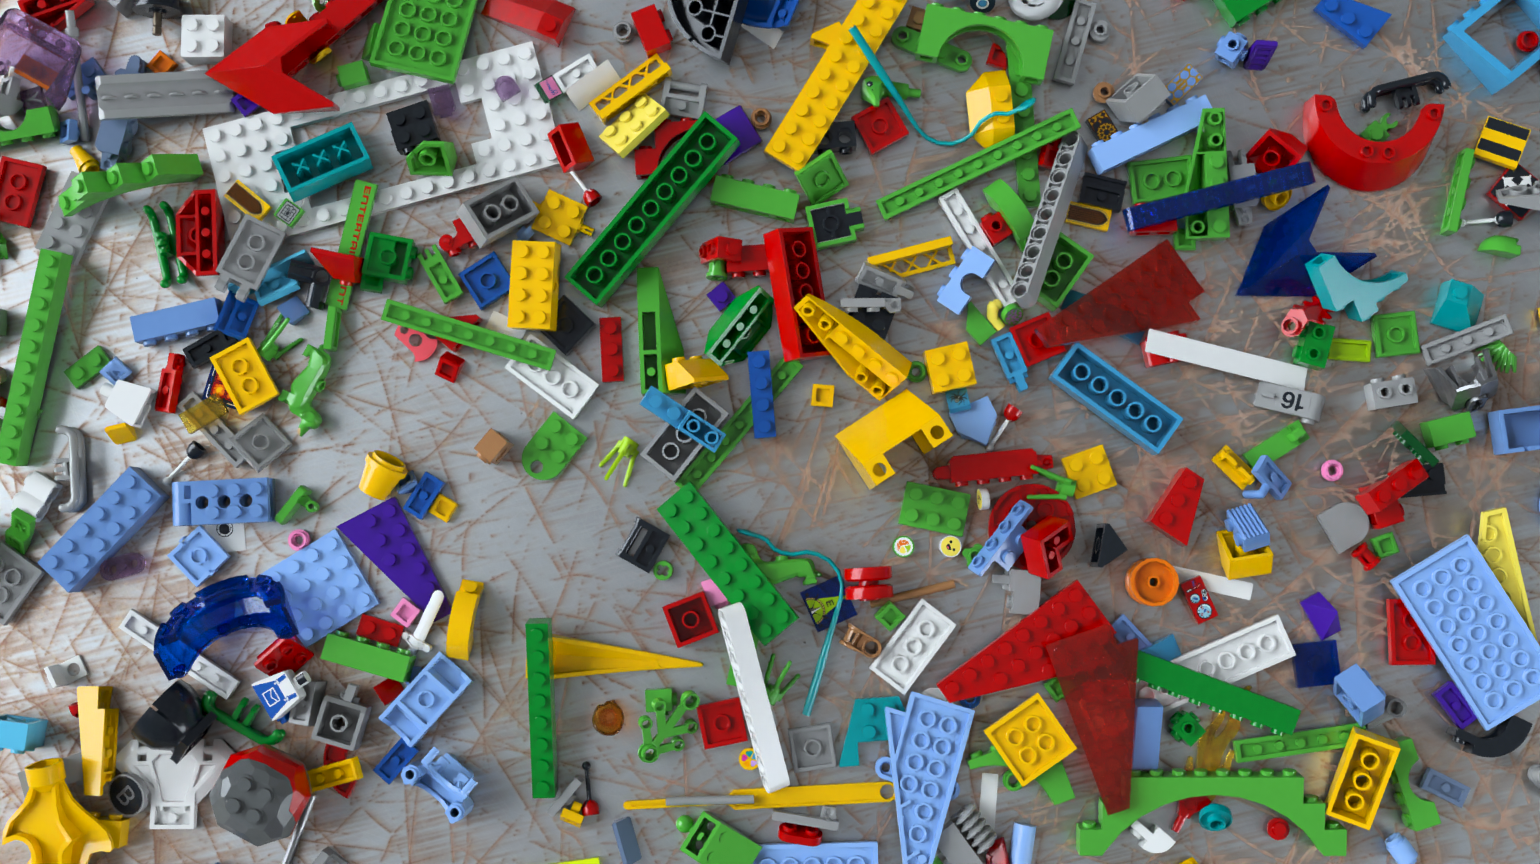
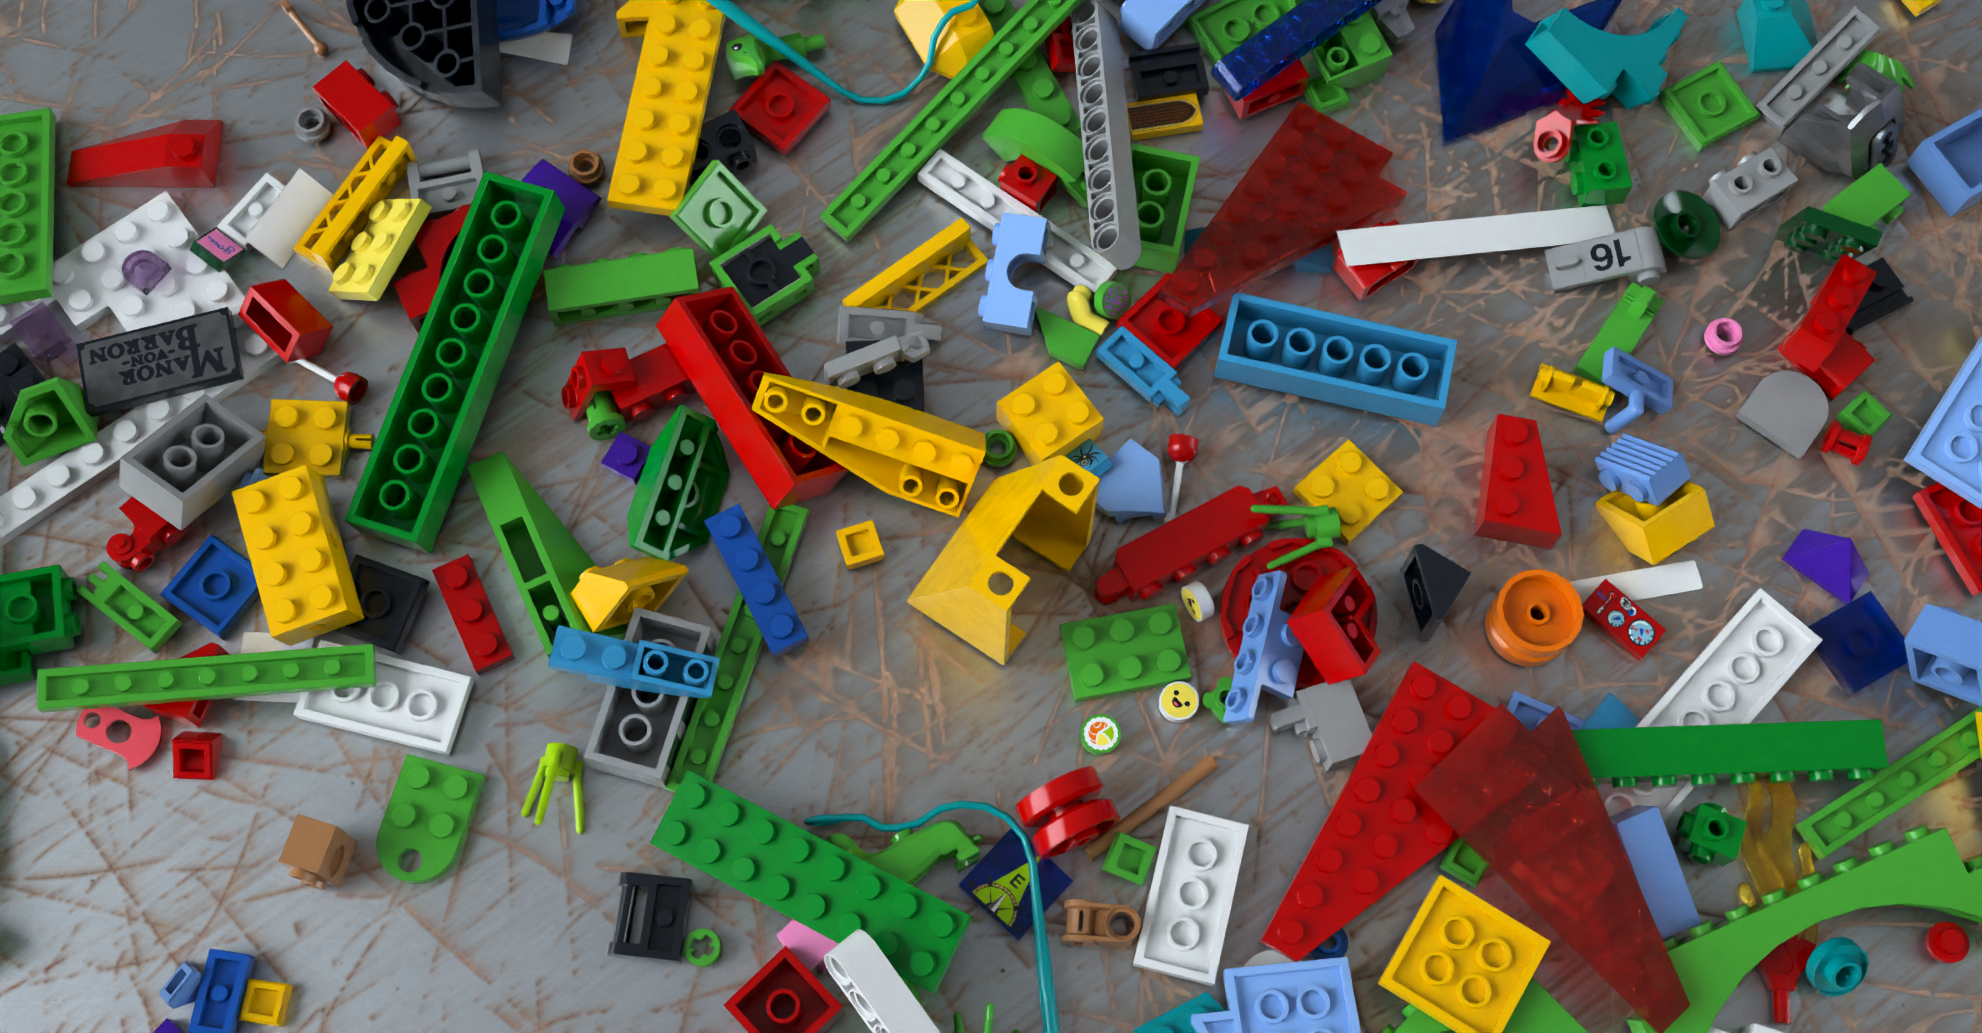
camera: 25 degrees left, 15 degrees down
(381, 474) = (128, 986): yellow piece -> none
(498, 145) = (159, 361): none -> tile
(1350, 350) = (1657, 153): lime tile -> none
(1351, 400) = (1686, 224): none -> dark green dish

